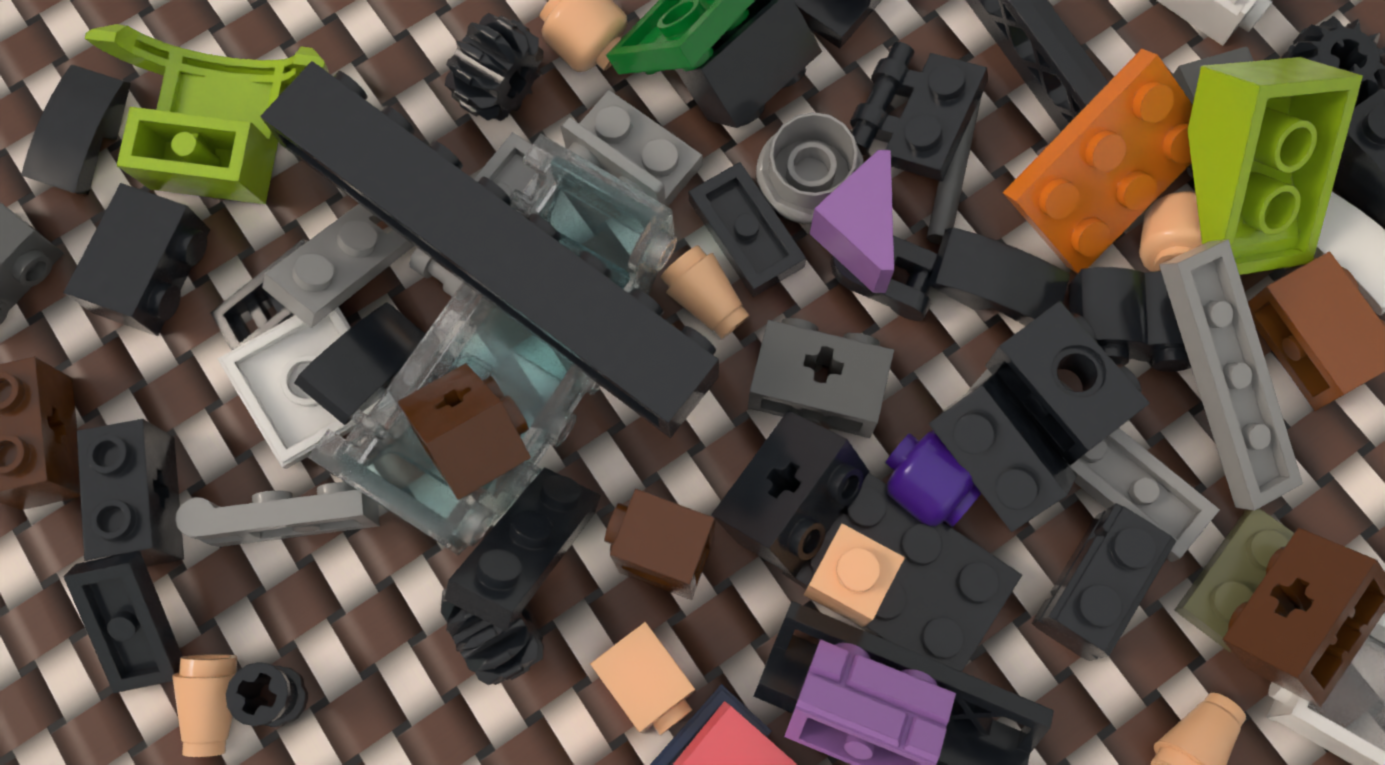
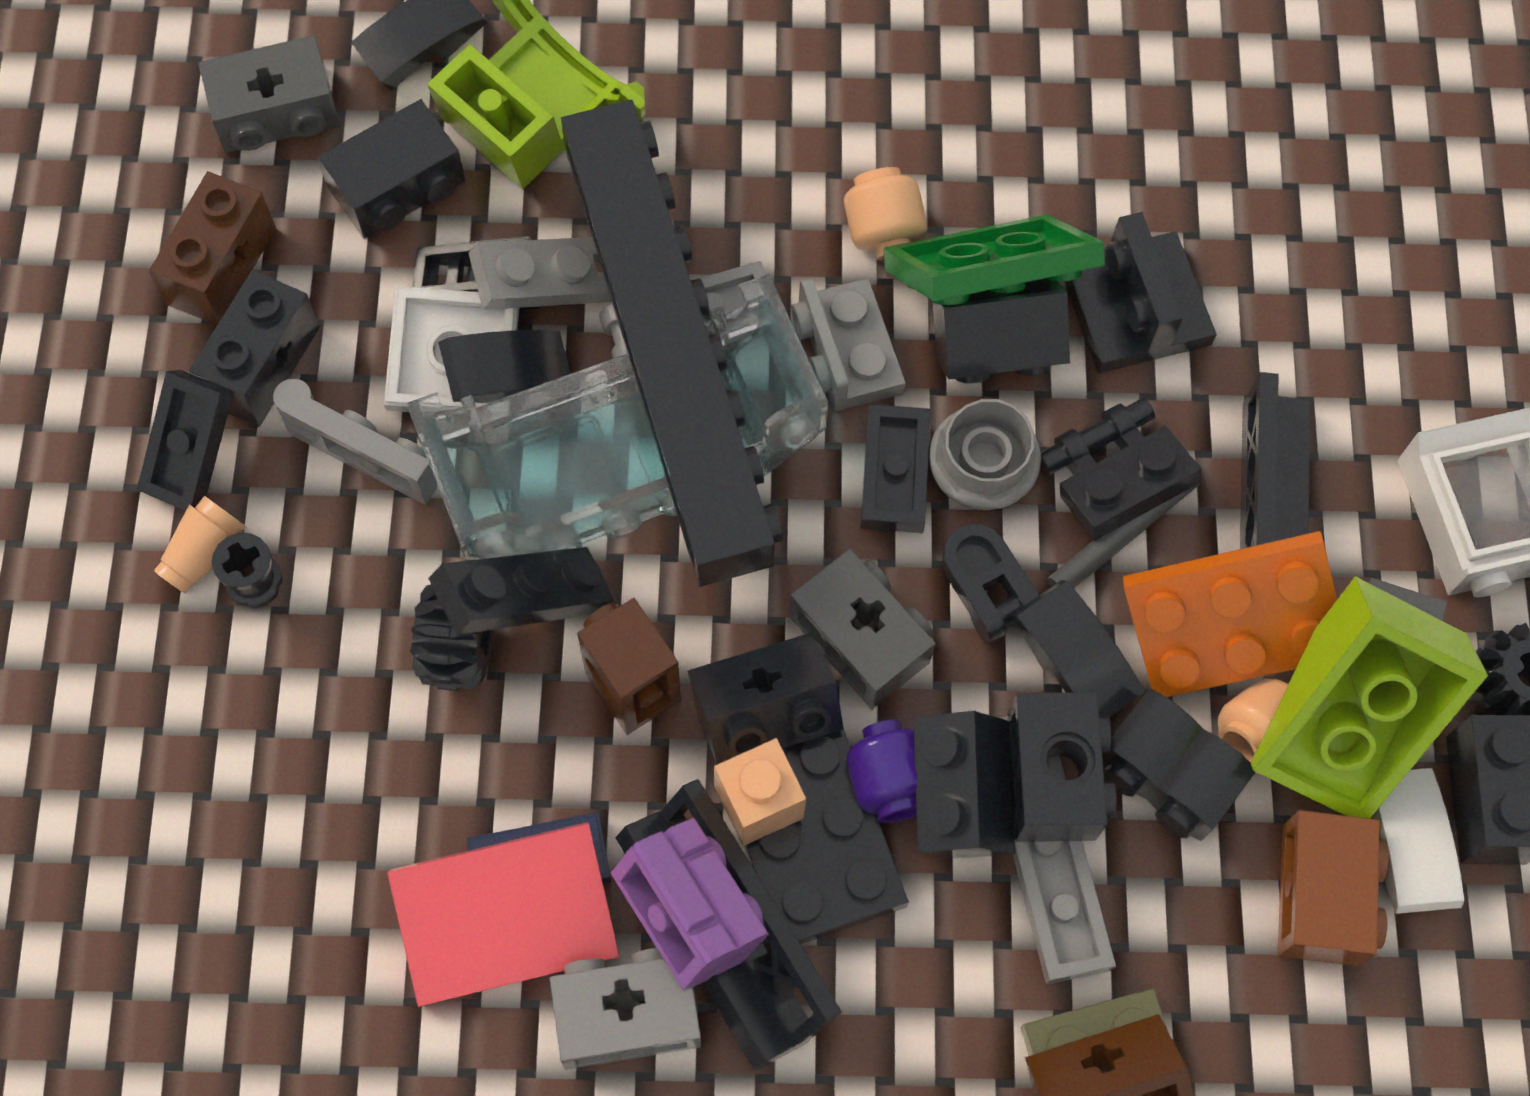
camera: 30 degrees right, 5 degrees down
(467, 428) = (542, 466): reddish brown brick -> none
(494, 67) = (783, 198): black gear -> none
(645, 681) = (540, 764): light nougat brick -> none
(705, 291) = (822, 495): light nougat cone -> none
(858, 222) = (986, 517): medium lavender slope -> none
(1104, 582) = (968, 951): black brick -> none
(1231, 374) = (1206, 859): light grey plate -> none

